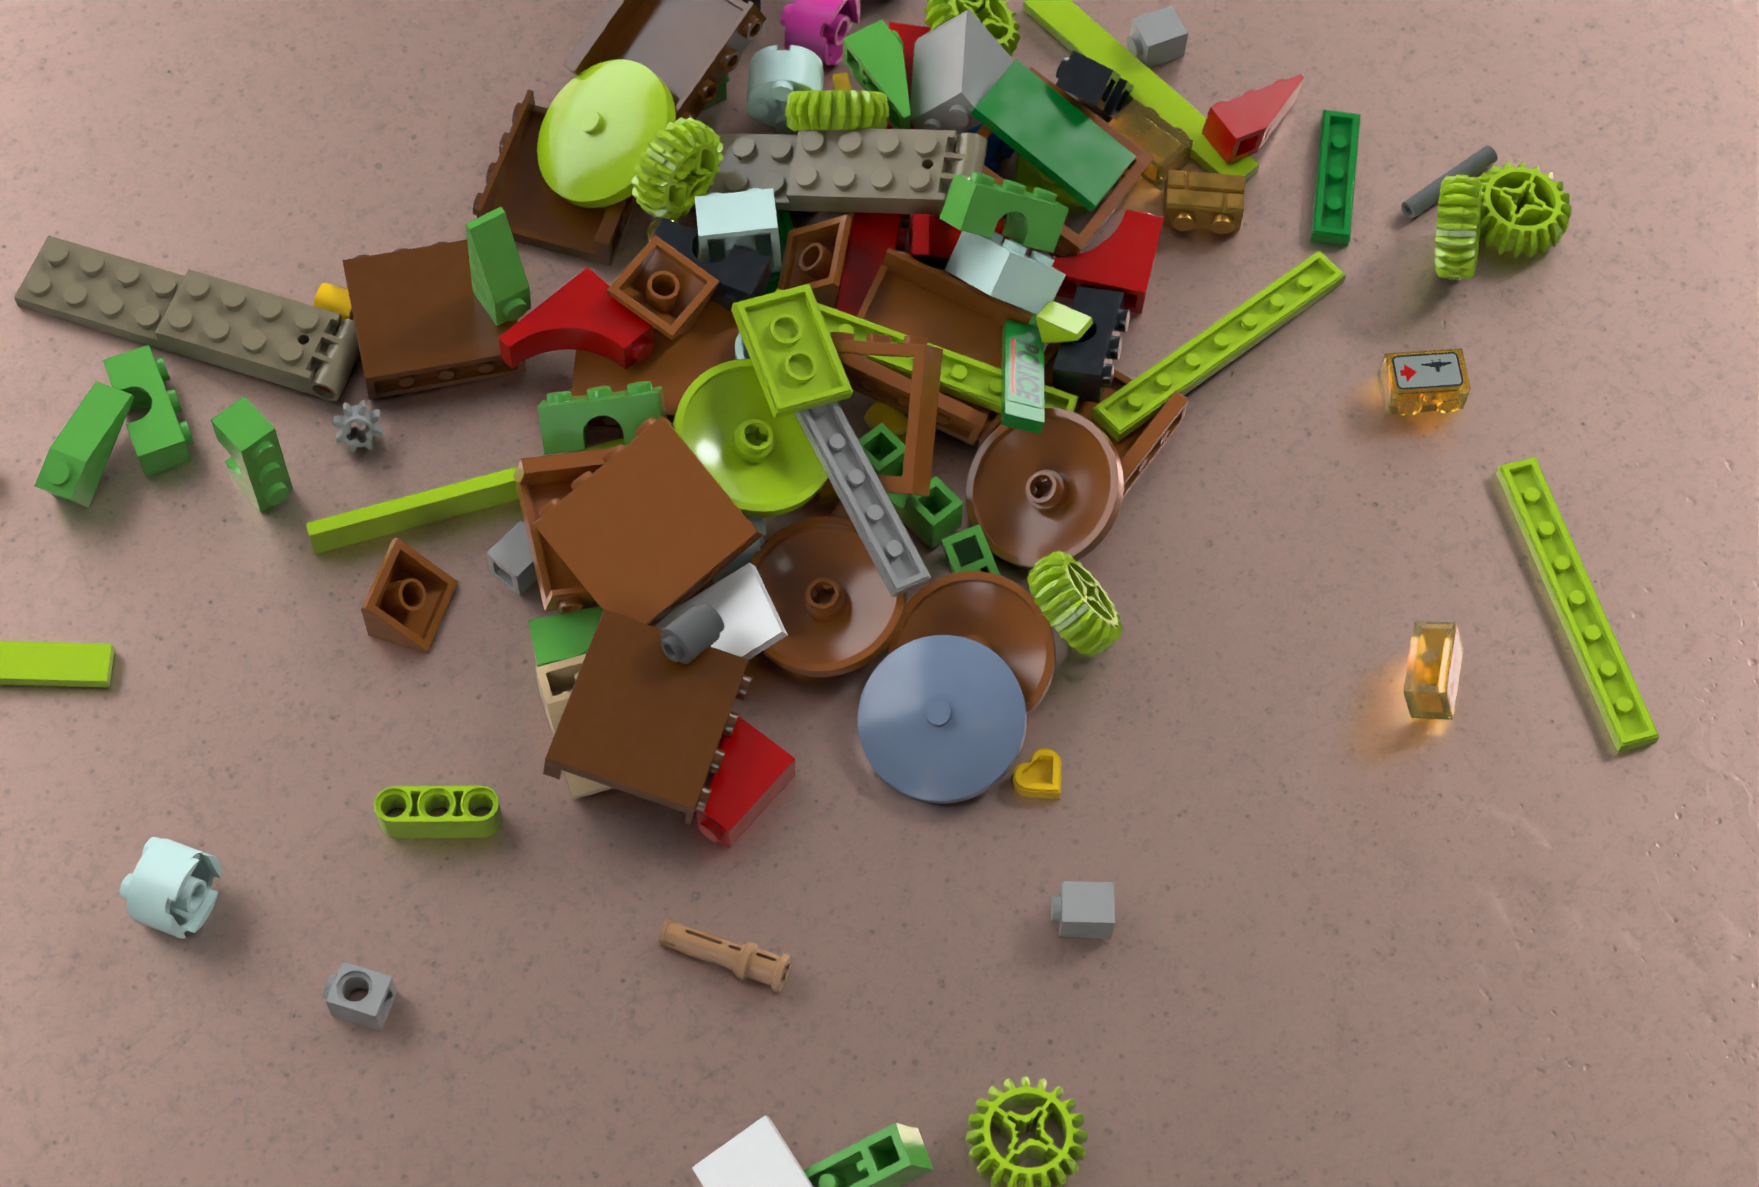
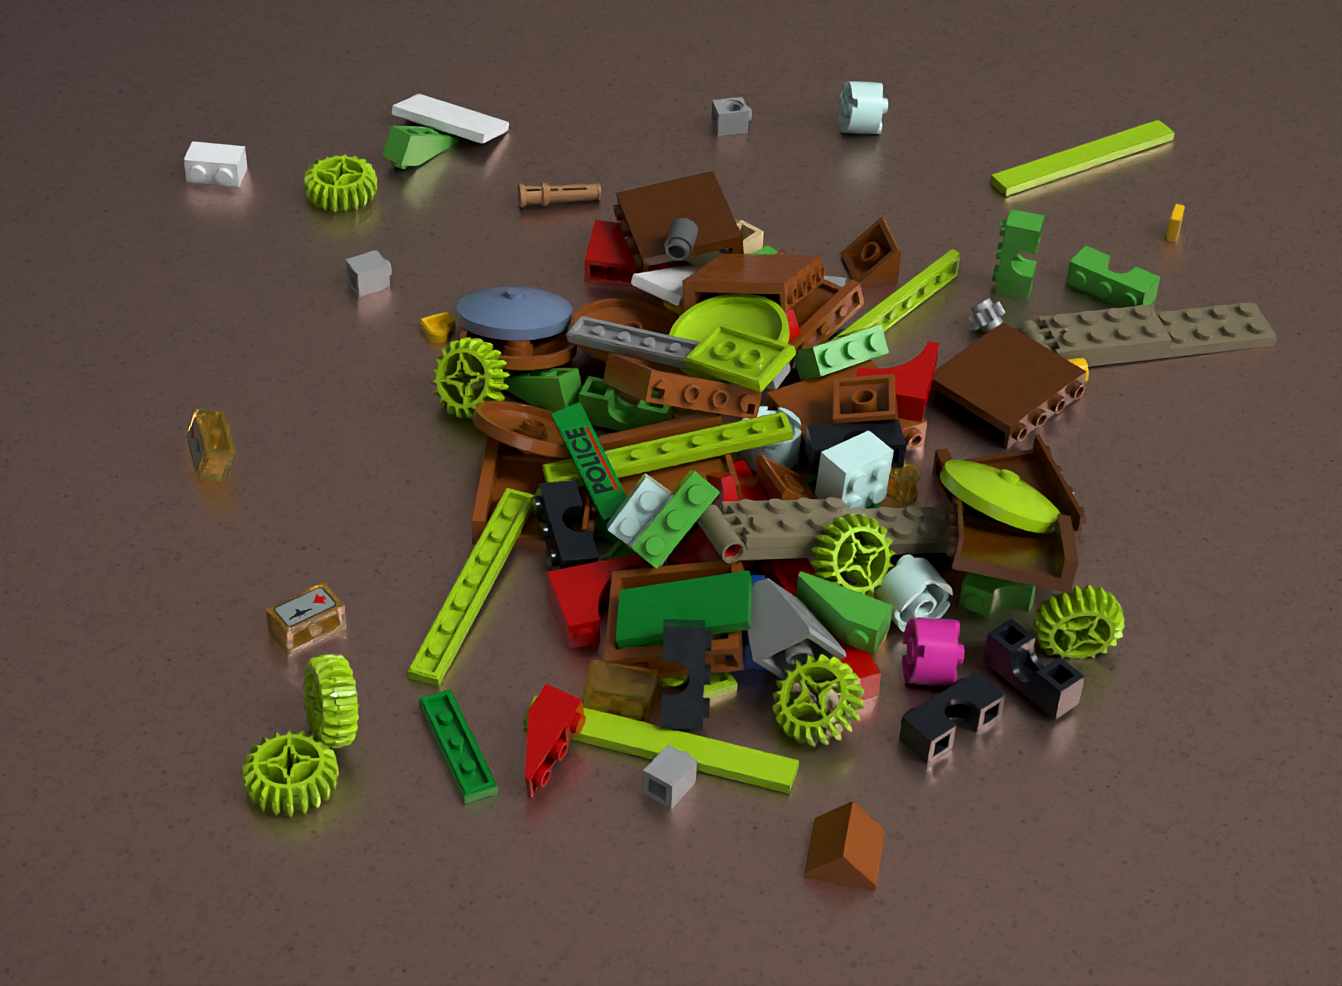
camera: 150 degrees right, 20 degrees down
(84, 445) = (1118, 238): bright green slope -> none
(421, 800) = (762, 187): lime beam -> none
(497, 268) = (973, 373): bright green slope -> none
(677, 168) = (924, 473): lime gear -> none
(1061, 323) = (588, 510): lime slope -> none
(1203, 201) = (555, 664): pearl gold brick -> none
(1430, 194) = (360, 780): dark grey piece -> none
(1577, 605) = (130, 543): lime tile -> none

